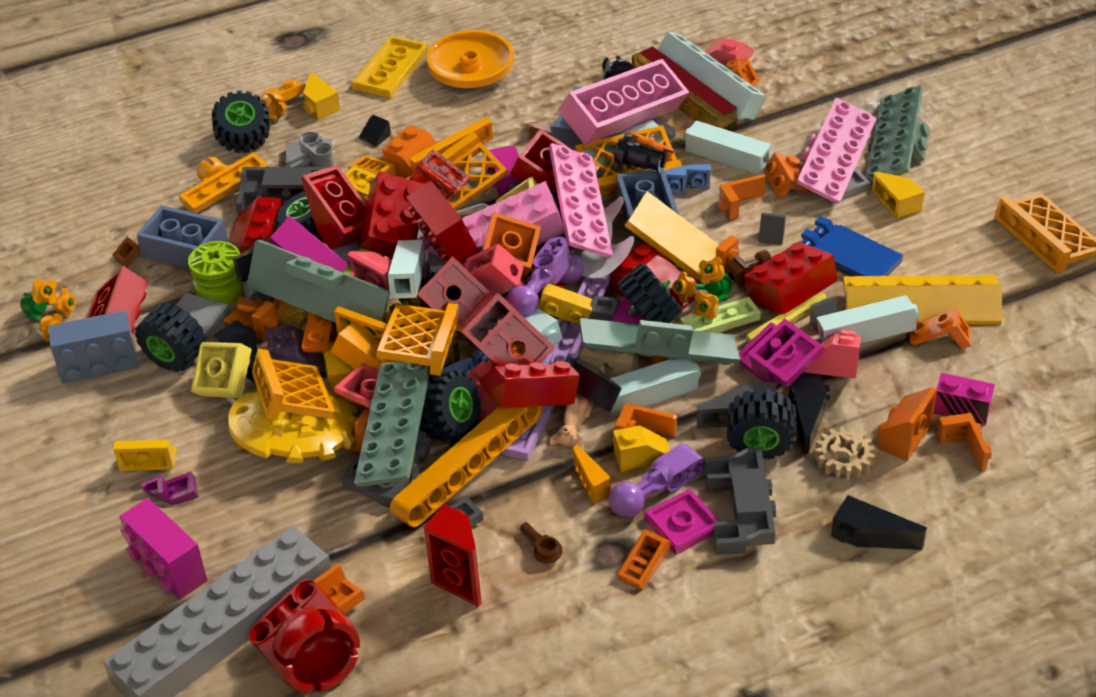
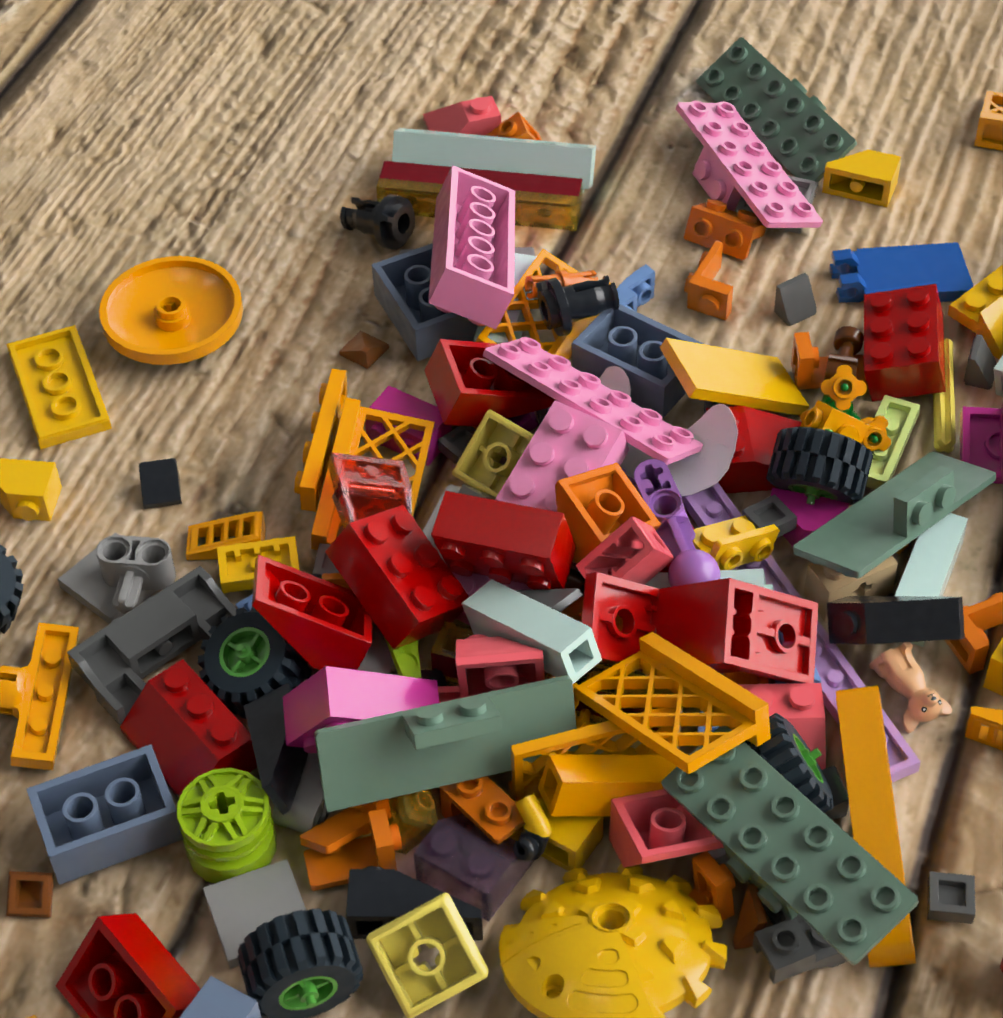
camera: 45 degrees left, 5 degrees up
(290, 382) = (579, 924): light orange fence -> none
(321, 355) = (535, 831): none -> arm
(404, 146) = (263, 480): orange slope -> none
(531, 384) = (857, 670): red slope -> none
(682, 287) = (826, 417): none -> light orange bracket
(727, 147) = (621, 234): light aqua brick -> none

